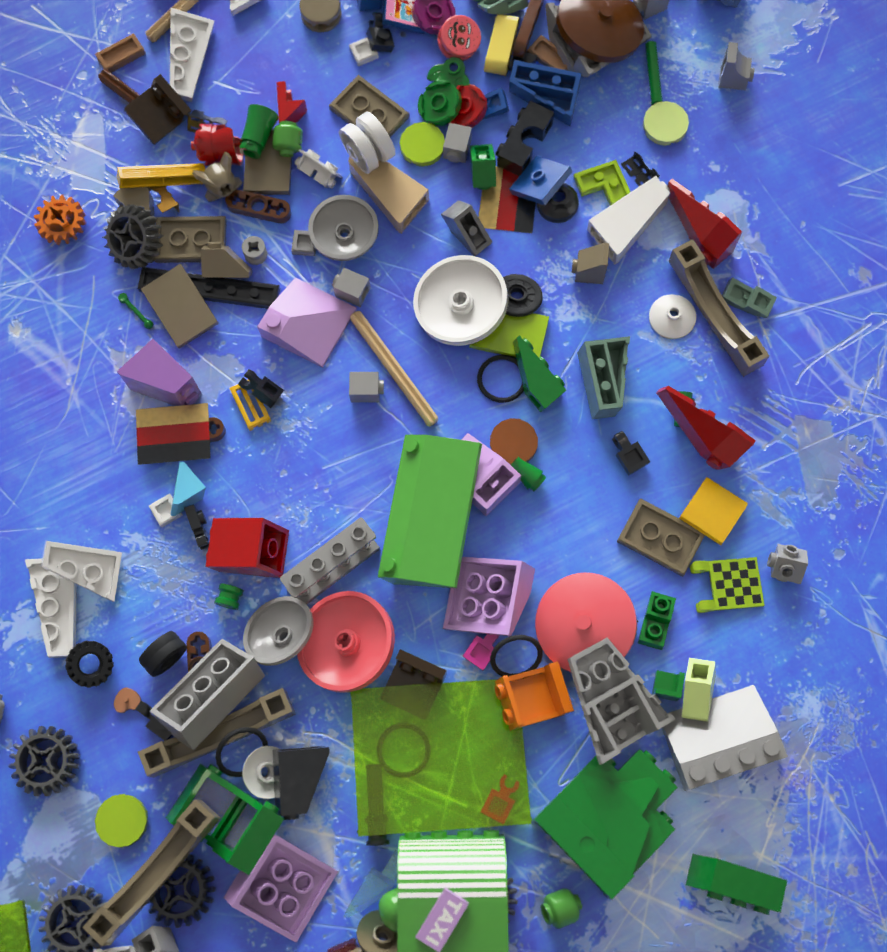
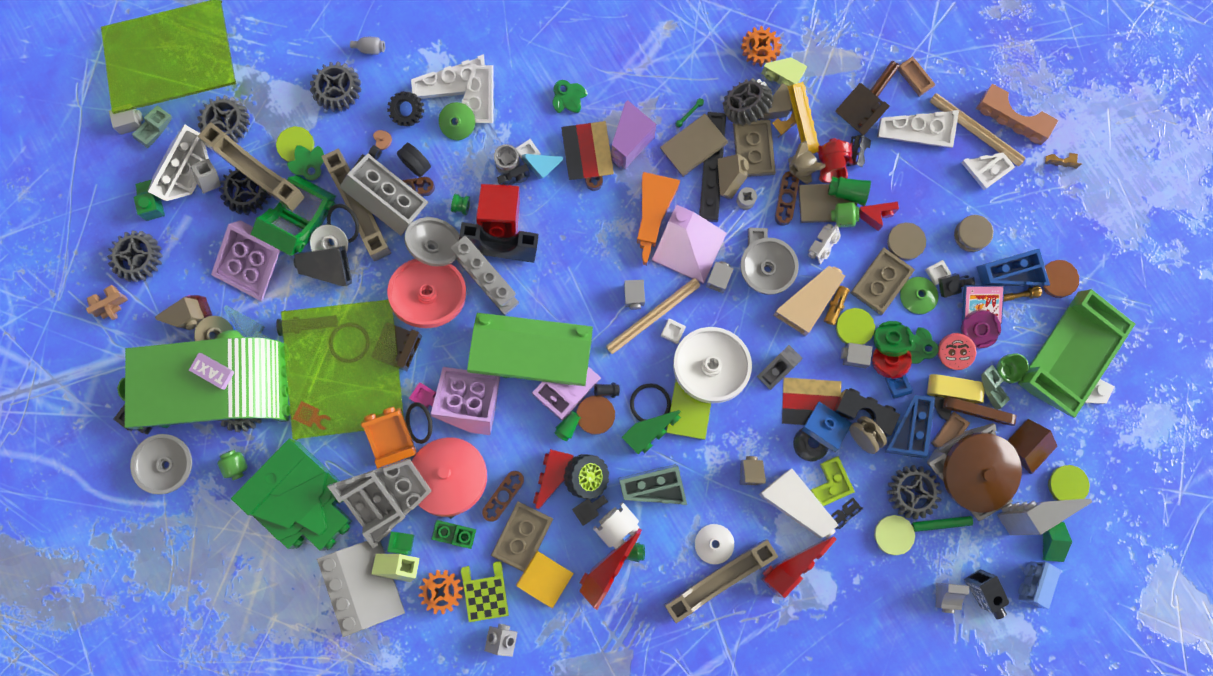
camera: 80 degrees right, 5 degrees up
(98, 194) = (784, 71): none -> yellowish green slope
(99, 453) = (570, 98): none -> green plate
(100, 598) = (465, 119): none -> bright green dish
(146, 804) = (304, 160): none -> green plate
(175, 533) = (506, 158): none -> light grey wheel
(242, 351) = (656, 199): none -> orange piece
(258, 421) = (618, 214): yellow tile -> none
(264, 389) = (626, 215): black plate -> none
(294, 521) = (518, 247): none -> black arch
(323, 81) = (906, 241): none -> dark tan tile
(367, 142) = (839, 275): white wheel -> none
(389, 82) = (911, 299): none -> bright green dish
(403, 164) = (835, 306): none -> pearl gold pin
(414, 346) = (673, 331): none -> white tile
(483, 166) = (837, 377): green arch -> none
(484, 420) = (607, 390): none -> black pin
(531, 294) = (718, 423): black wheel -> none
(552, 136) = (868, 435): none -> dark tan head
(585, 491) = (553, 475): none -> red slope
(591, 452) = (586, 476): none -> black wheel
(591, 552) = (490, 505): none -> reddish brown beam
(630, 103) = (916, 484): none -> dark grey gear
(652, 419) = (616, 526): none -> white brick
(733, 27) = (988, 592): none -> black torso
(736, 642) = (429, 583): none -> orange gear
(737, 883) = (248, 598): green wedge -> none
(748, 299) = (734, 609): sand green slope -> none

